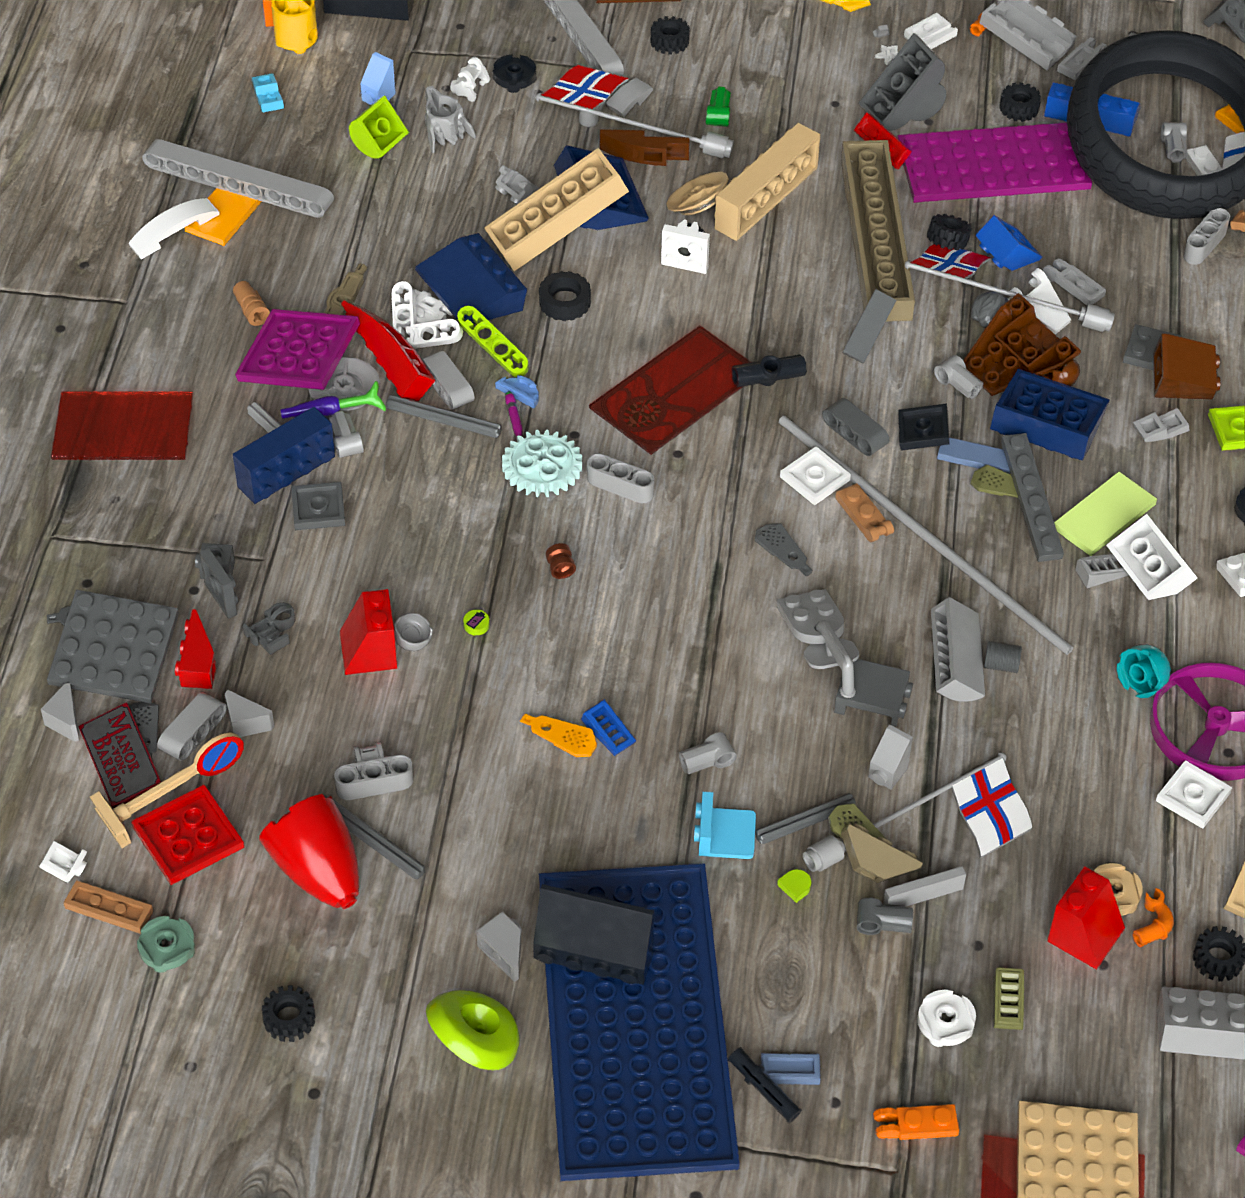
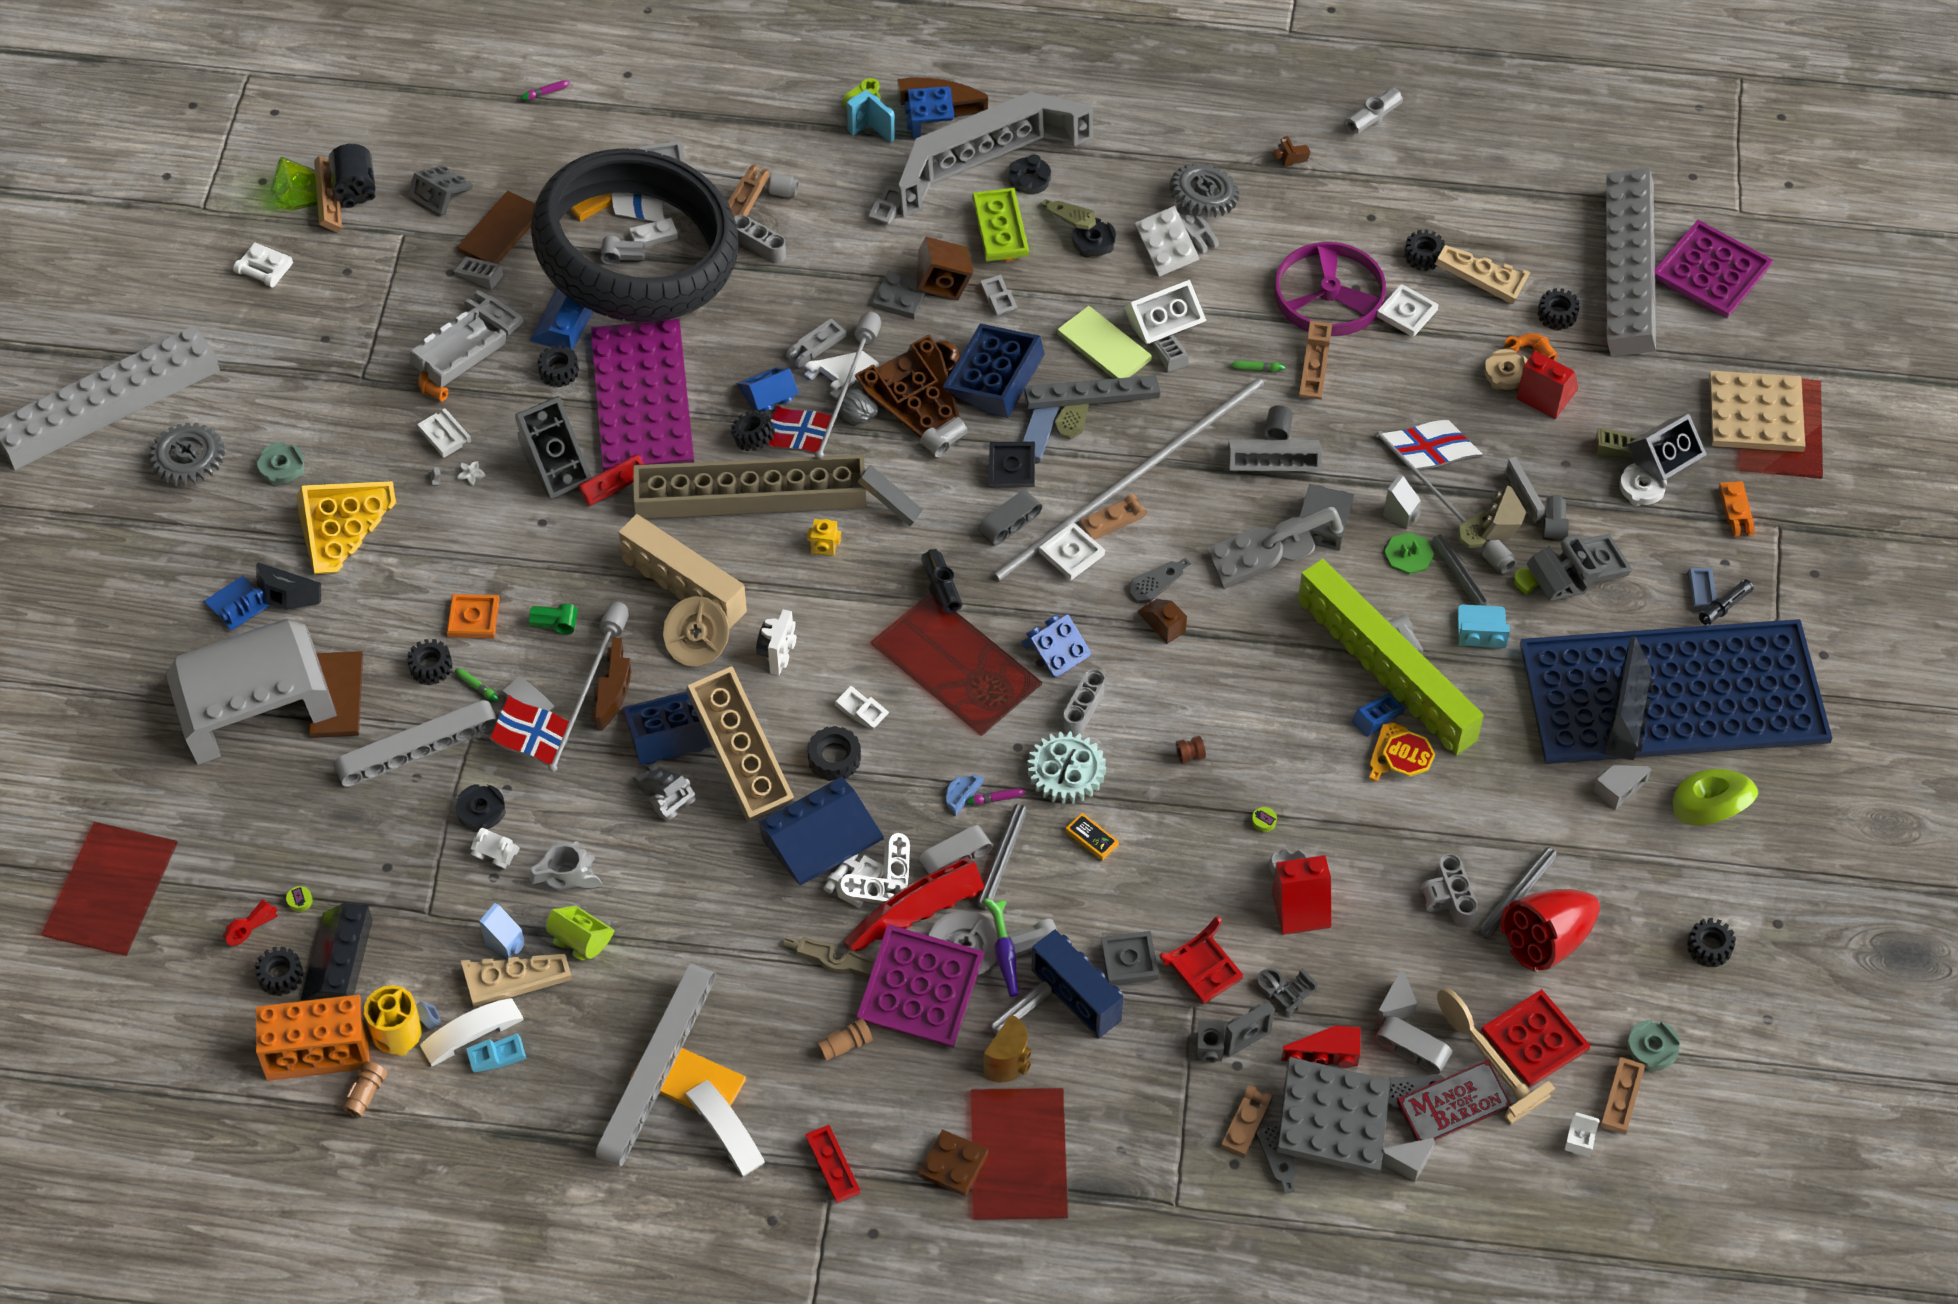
camera: 90 degrees left, 5 degrees up
(116, 376) = (953, 1163): none -> reddish brown plate
(122, 586) = (1246, 1122): none -> medium nougat plate
(127, 296) = (832, 1164): none -> red plate
(218, 405) = (1008, 1053): none -> pearl gold brick
(237, 16) = (362, 1092): none -> medium nougat axle
(295, 78) = (469, 1027): none -> white slope
(302, 559) = (1204, 964): none -> red piece
(306, 49) = (428, 1014): none -> sand blue tile
(339, 95) = (503, 979): none -> tan wing
(462, 484) = (1092, 836): none -> tile
(494, 340) = (909, 811): lime beam -> none
(530, 172) = (659, 781): none -> dark grey plate
(549, 746) = (1409, 754): none -> piece
(620, 317) = (861, 709): none -> white slope
(647, 66) = (488, 693): none -> bright green piece
(671, 727) = (1390, 657): none -> lime brick
(692, 459) = (1058, 644): none -> bracket
(724, 62) = (473, 616): none -> orange tile
(727, 546) = (1165, 619): none -> reddish brown slope
(811, 928) = (1578, 565): none -> dark grey piece
(819, 280) = (824, 537): none -> yellow brick
(832, 775) = (1409, 553): none -> bright green piece
(995, 1041) = (1668, 447): none -> black slope
(1091, 648) = (1258, 366): none -> bright green piece
(1099, 701) = (1315, 360): none -> medium nougat slope
(1144, 669) = (1289, 326): teal cylinder -> none

